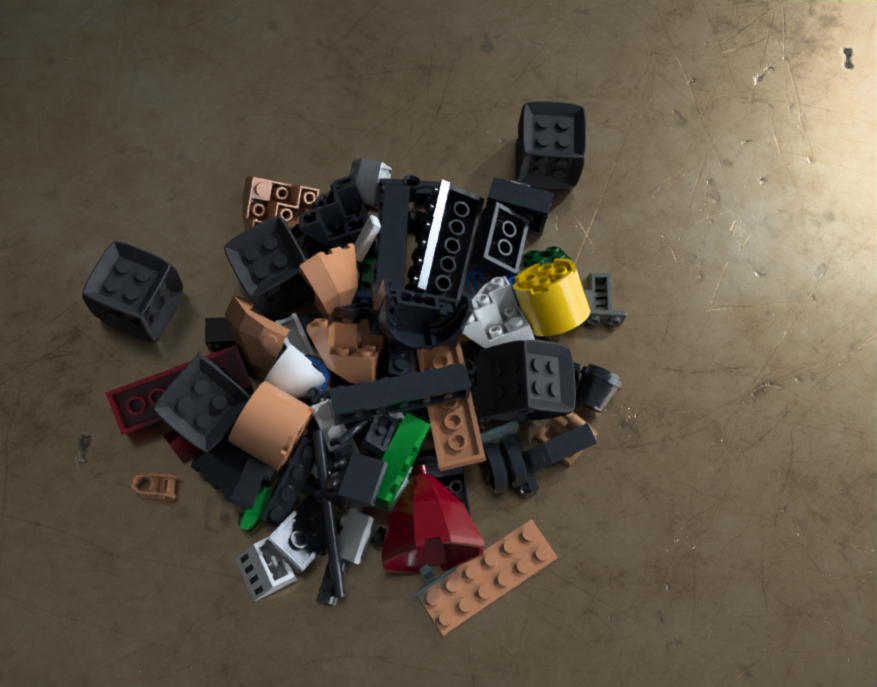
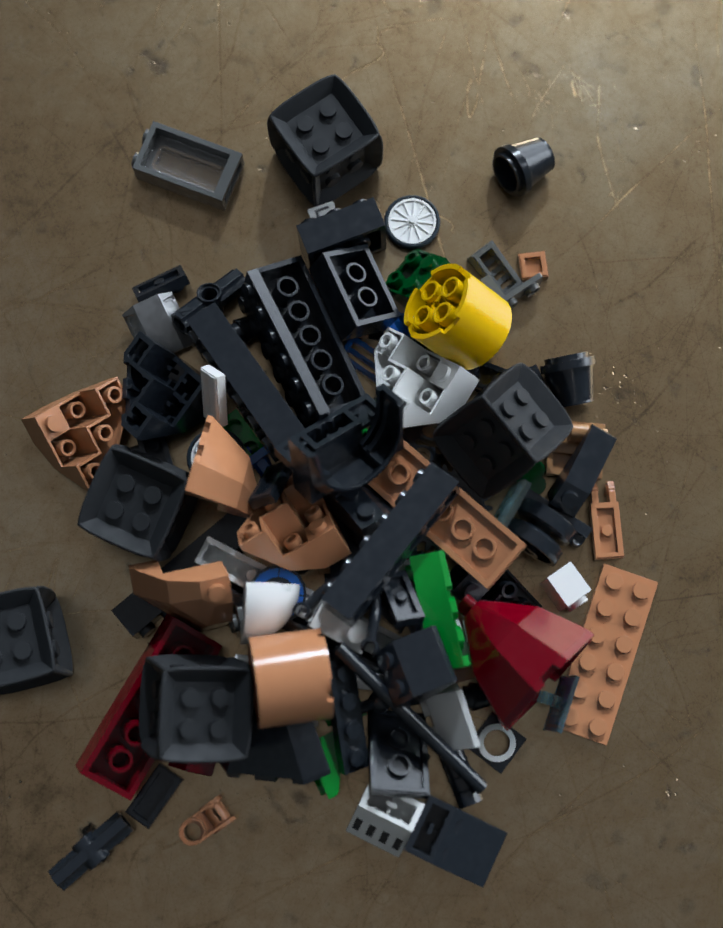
camera: 30 degrees left, 10 degrees up
(75, 450) = (90, 850): none -> black piece
(139, 448) = (154, 795): none -> black tile
(296, 618) = (455, 841): none -> black slope
(363, 590) = (499, 763): none -> piece
(396, 163) = (169, 281): none -> black plate
(459, 108) = (188, 165): none -> piece
(493, 512) = (566, 588): none -> white brick
(527, 431) = (535, 477): none -> dark green tile
(550, 496) = (606, 525): none -> nougat hinge
(569, 231) = (412, 222): none -> white wheel
(628, 305) = (532, 264): none -> nougat tile
(664, 243) = (522, 165): none -> black piece

